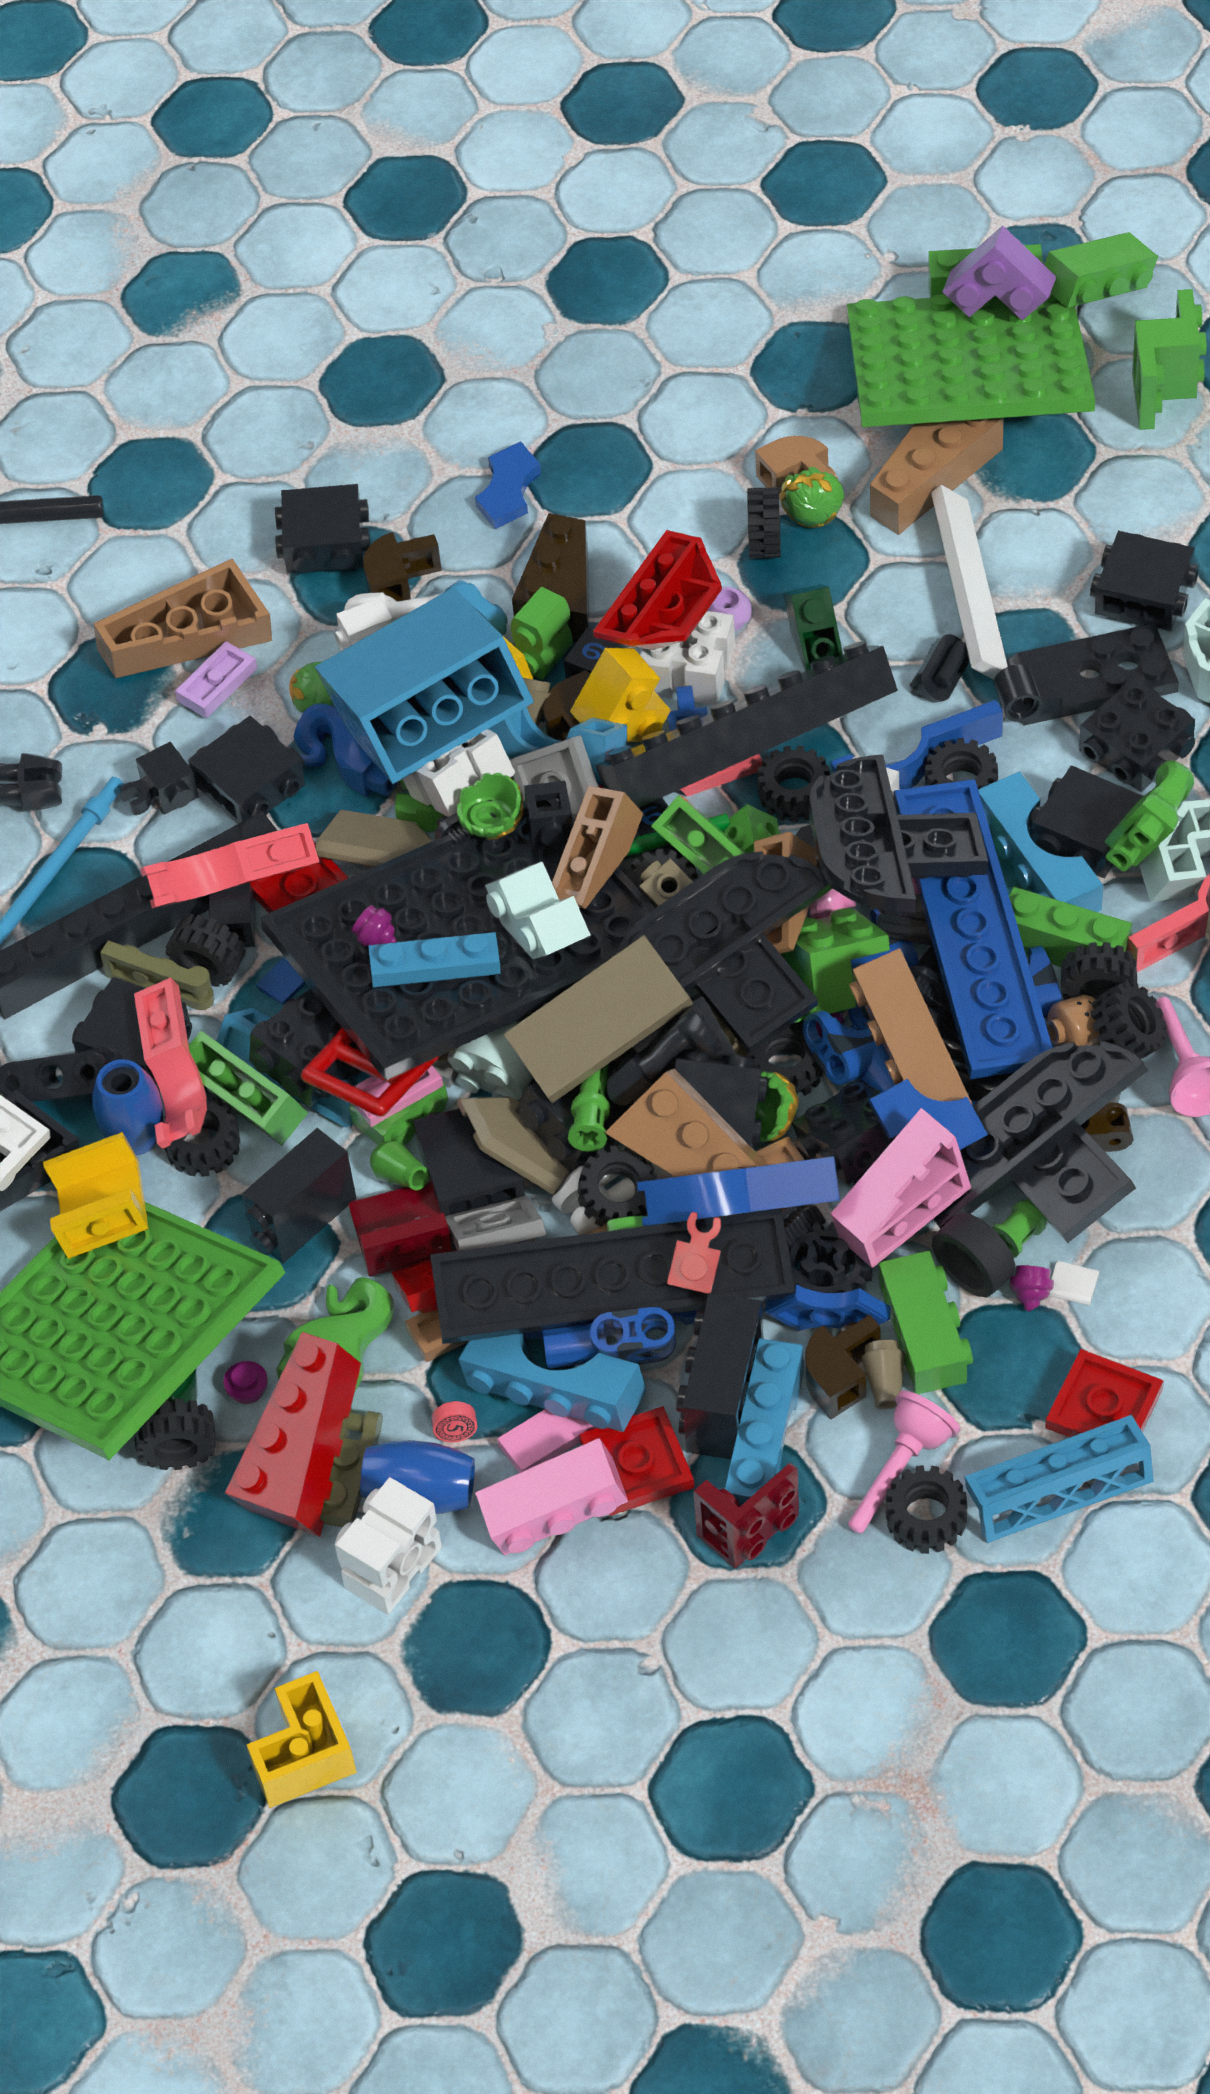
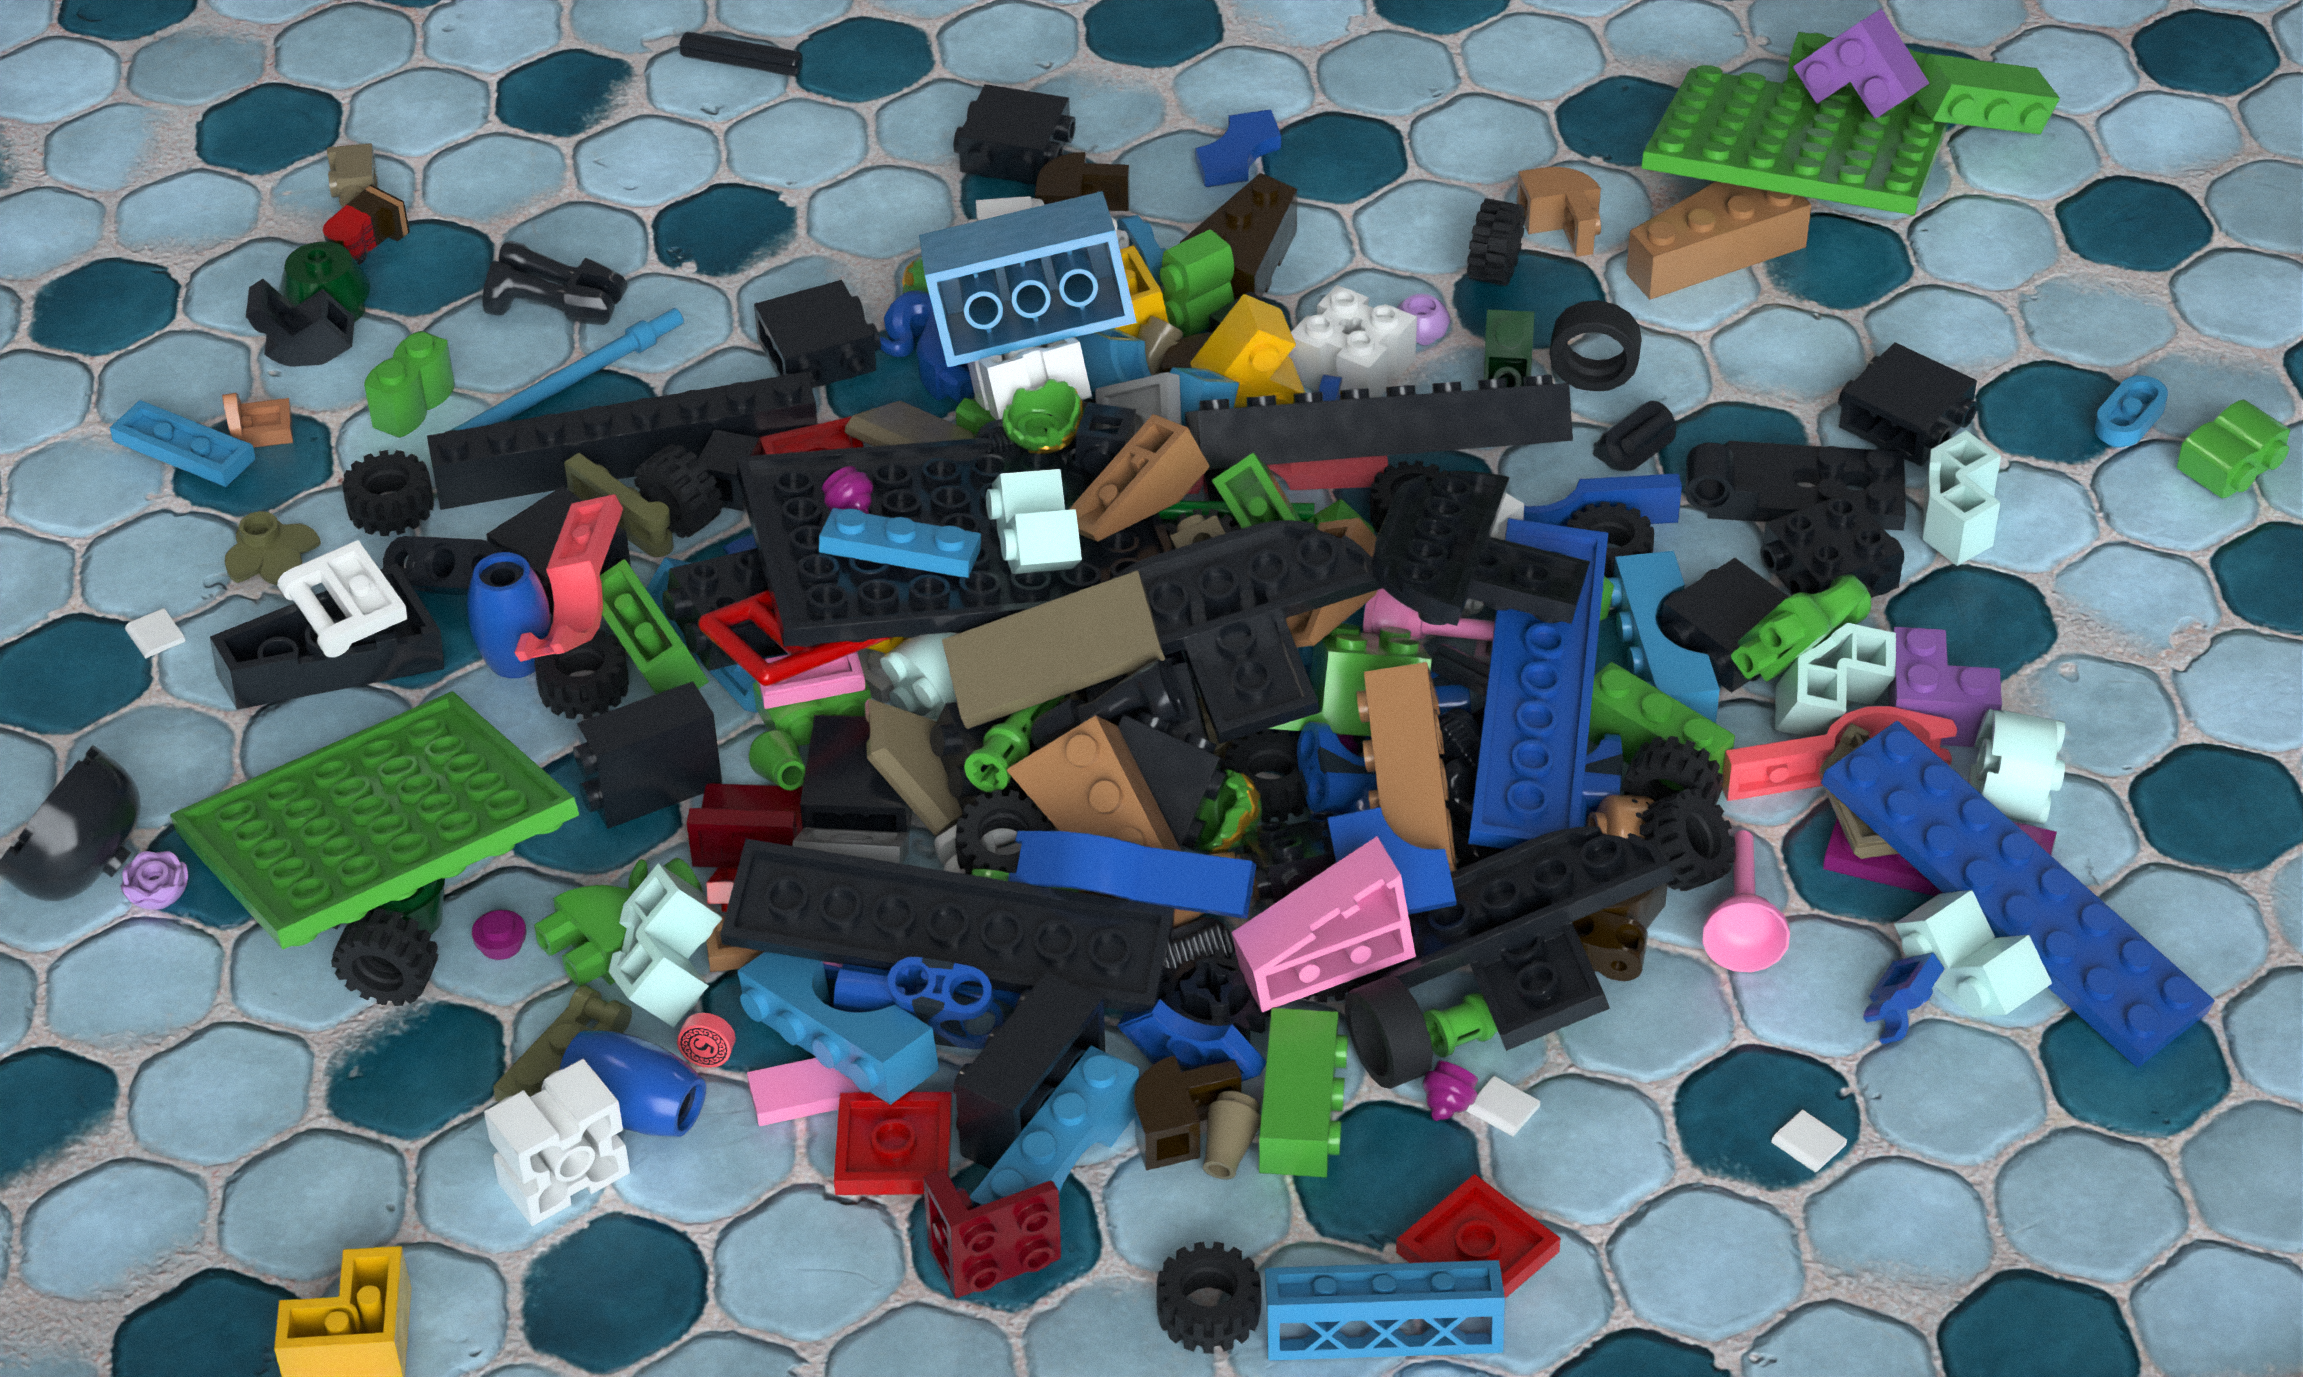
camera: 15 degrees right, 10 degrees down
(97, 1195) = (437, 692): yellow panel -> none
(162, 778) = (725, 323): black brick -> none
(184, 622) = (821, 183): medium nougat wedge -> none
(216, 679) = (831, 247): lavender plate -> none
(231, 865) = (739, 410): coral piece -> none
(297, 1437) = (515, 993): wedge -> none
(383, 1340) = (664, 928): none -> light aqua brick
(551, 1497) = (771, 1147): bright pink brick -> none
(663, 596) = (1333, 266): red wedge -> none
(694, 1262) = (1044, 934): plate -> none
(812, 497) = (1563, 233): bright green hair -> none
(875, 581) = (1599, 318): none -> black tyre
(919, 1426) = (1240, 1201): bright pink piece -> none
(969, 582) = (1705, 356): white tile -> none
(1168, 358) = (2028, 195): bright green bracket -> none

